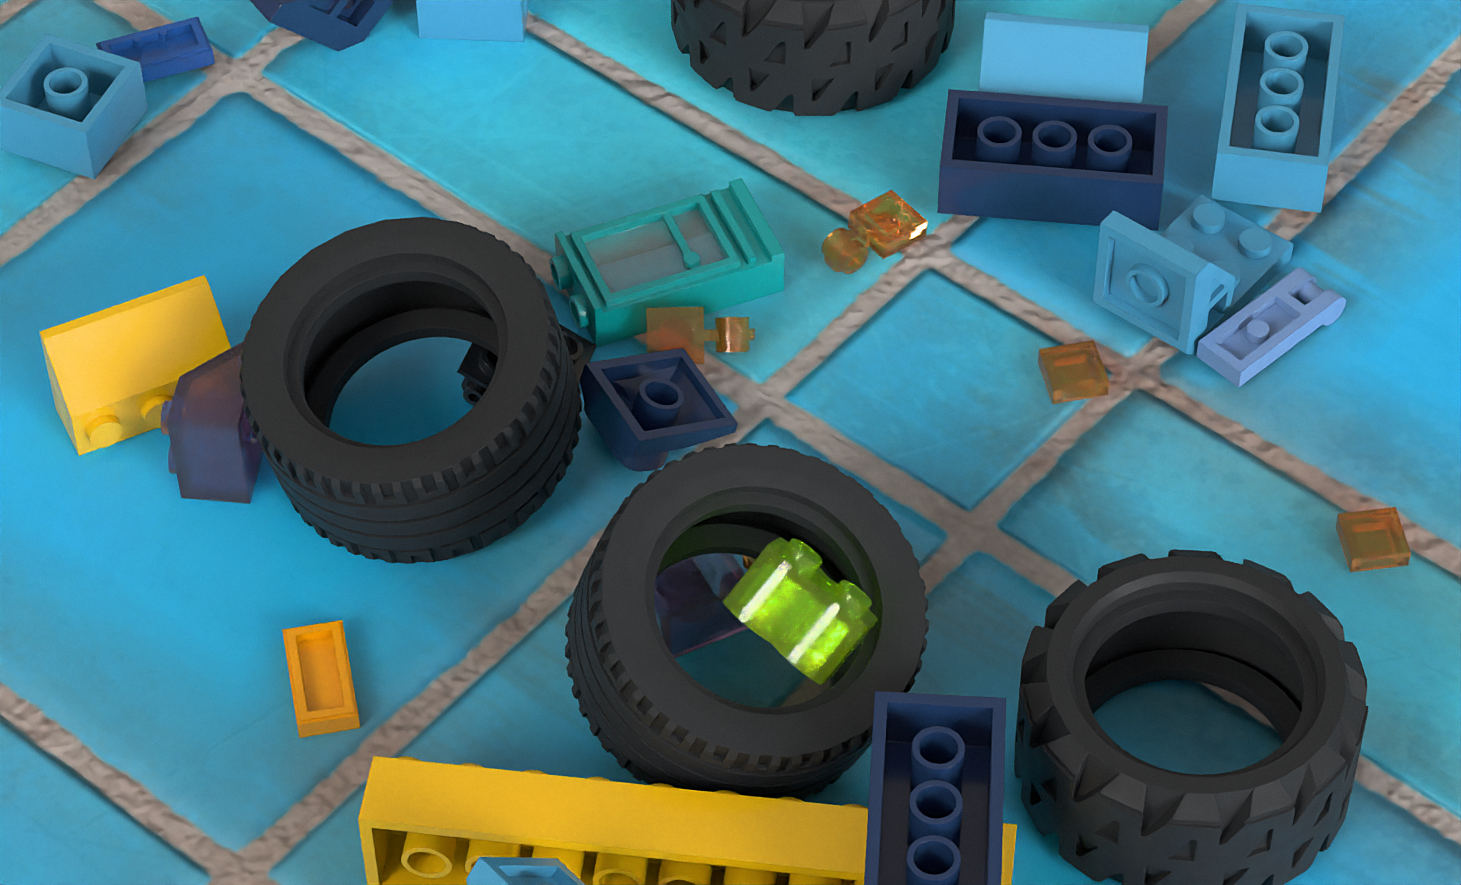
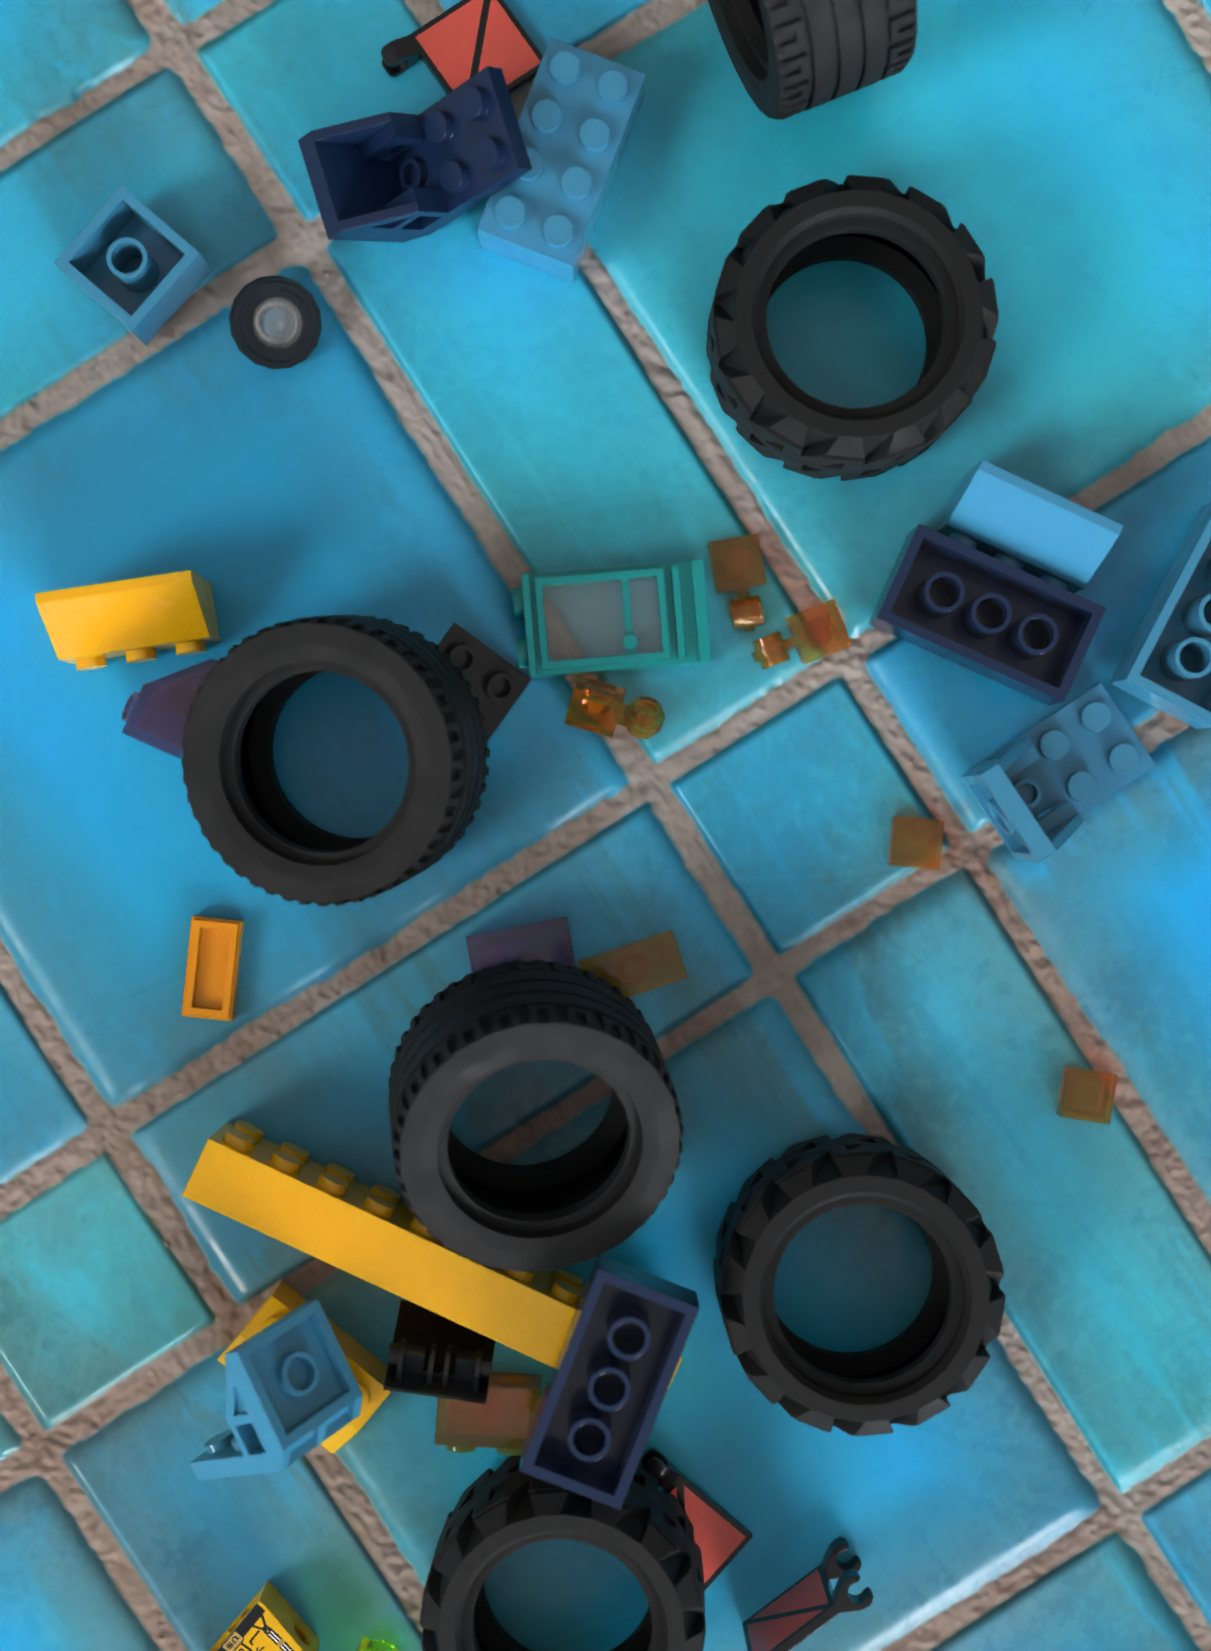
camera: 20 degrees right, 40 degrees up
(164, 49) = (231, 204): blue plate -> none
(228, 120) = (275, 322): none -> black wheel
(652, 406) = (553, 785): dark blue slope -> none
(789, 207) = (739, 566): none -> clear orange plate
(801, 608) = (565, 1171): clear neon green brick -> none
(1269, 326) = (1100, 851): medium blue plate -> none

